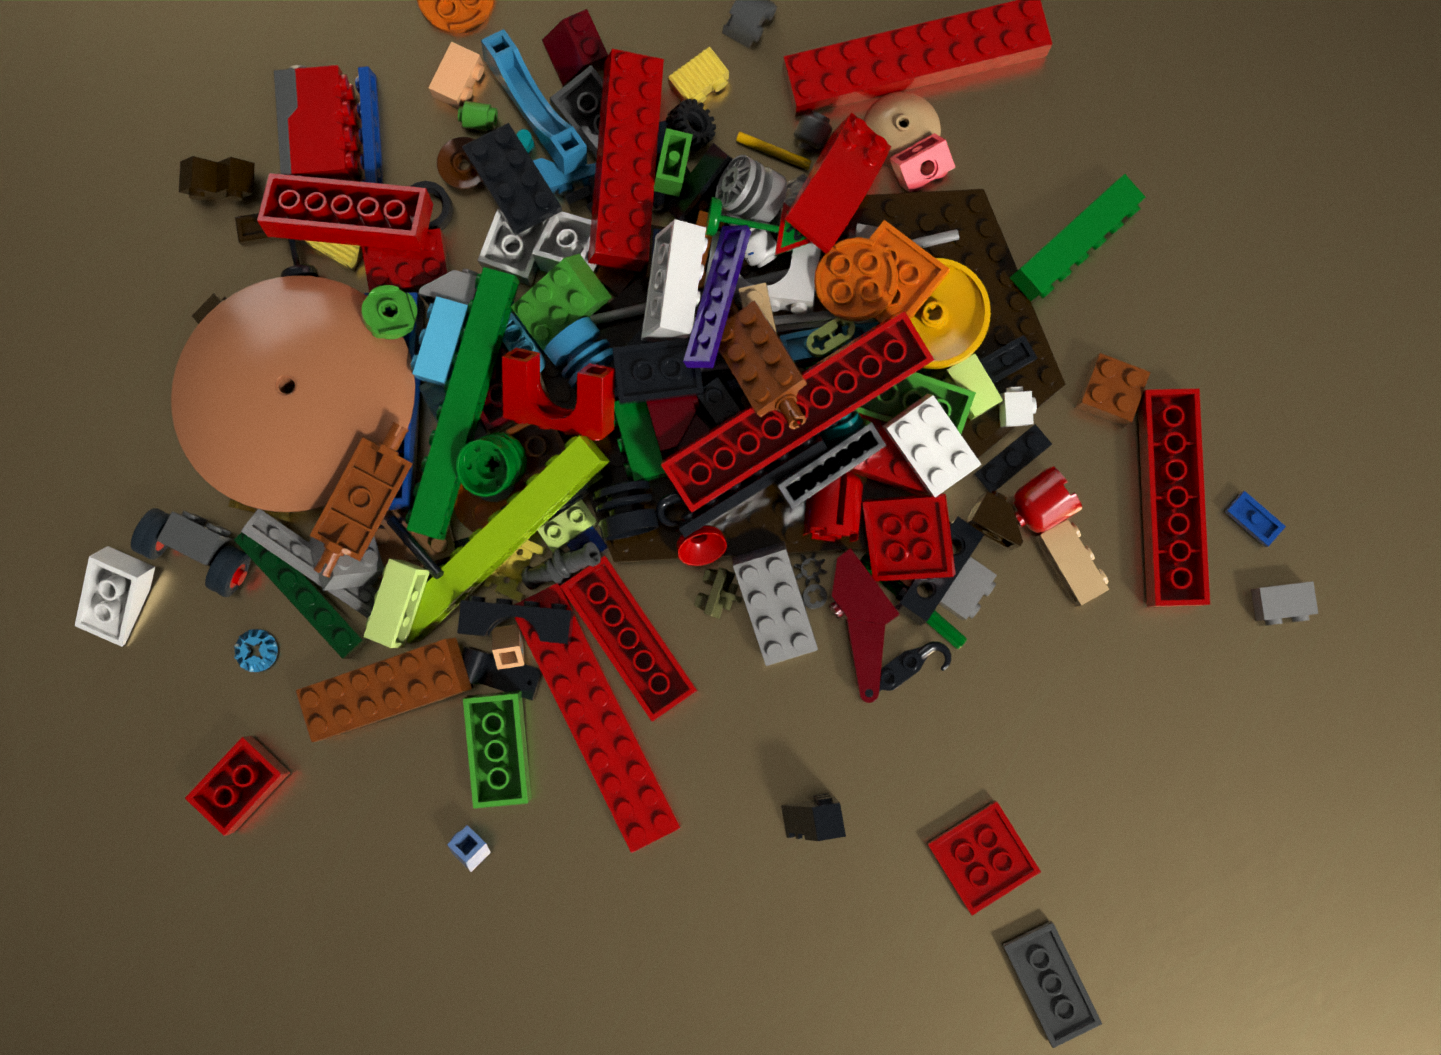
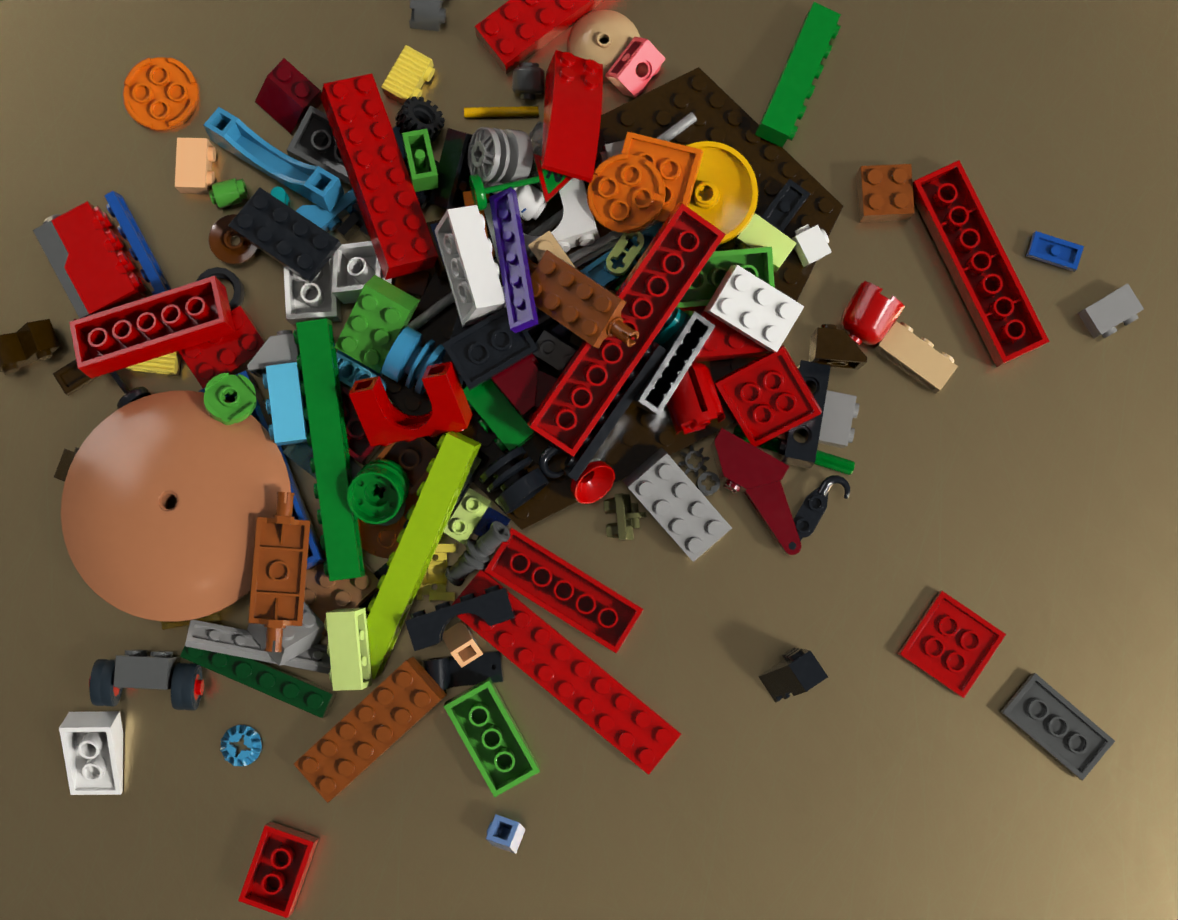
camera: 25 degrees left, 0 degrees up
(415, 547) = (343, 593): black bar -> none
(1012, 459) = (825, 290): black plate -> none

